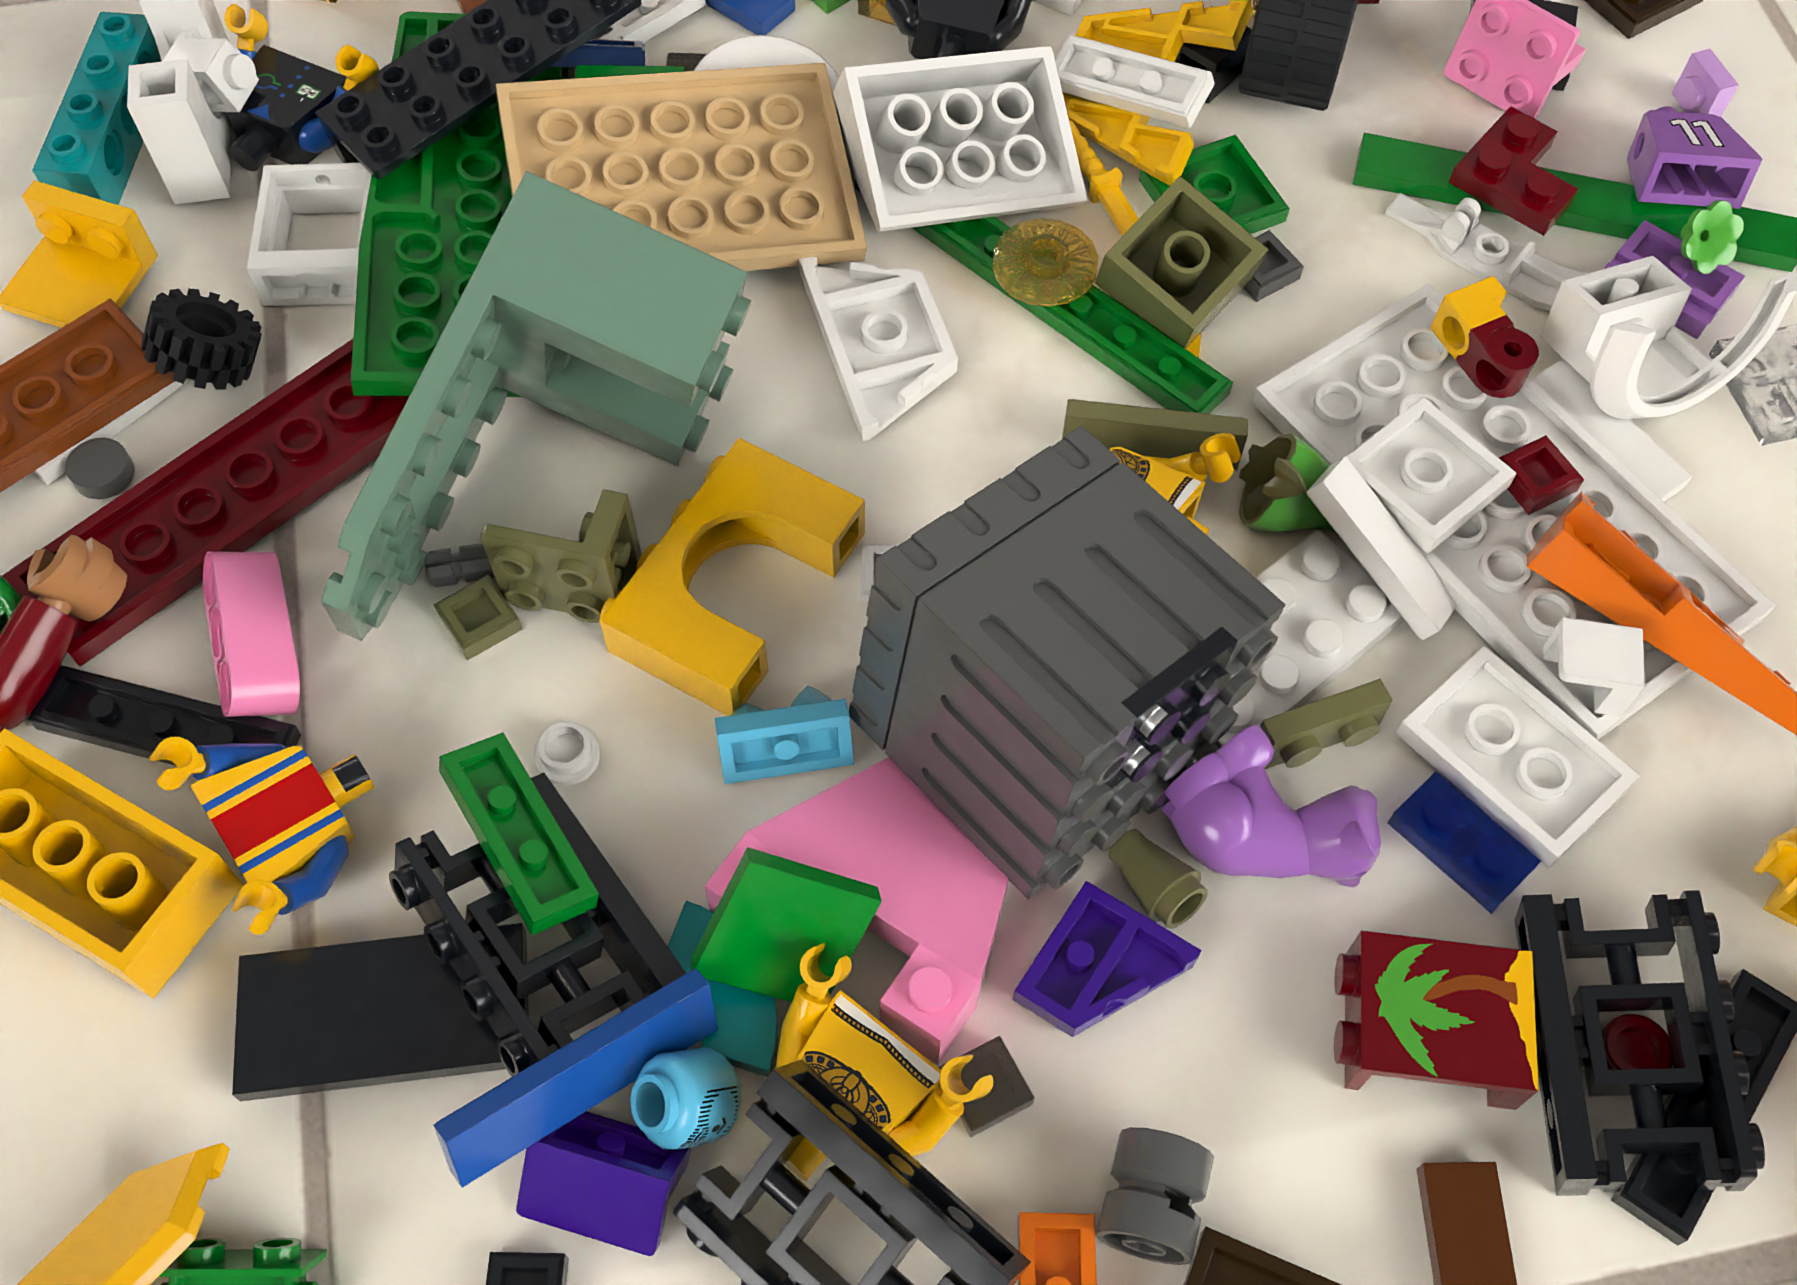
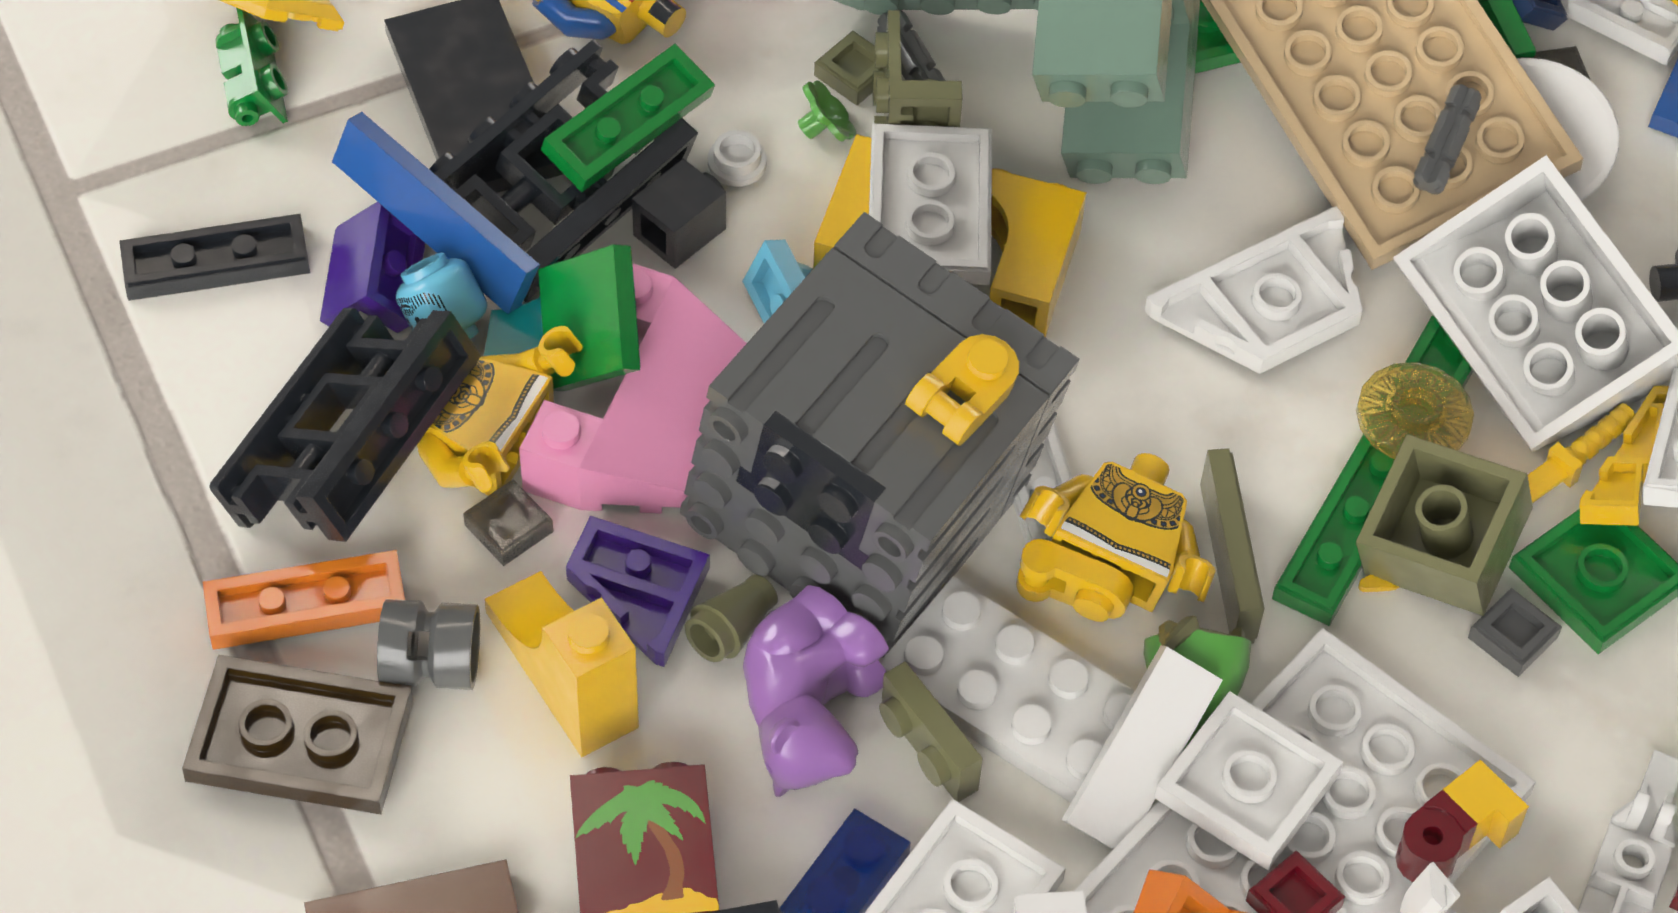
camera: 75 degrees right, 5 degrees down
(540, 655) = (825, 113): none -> bright green plant
(630, 820) = (679, 213): none -> black brick
(718, 570) = (936, 192): none -> white tile
(777, 144) = (1447, 139): none -> dark grey axle
(1105, 503) = (980, 373): none -> yellow plate
(1226, 1034) = (573, 658): none -> yellow arch

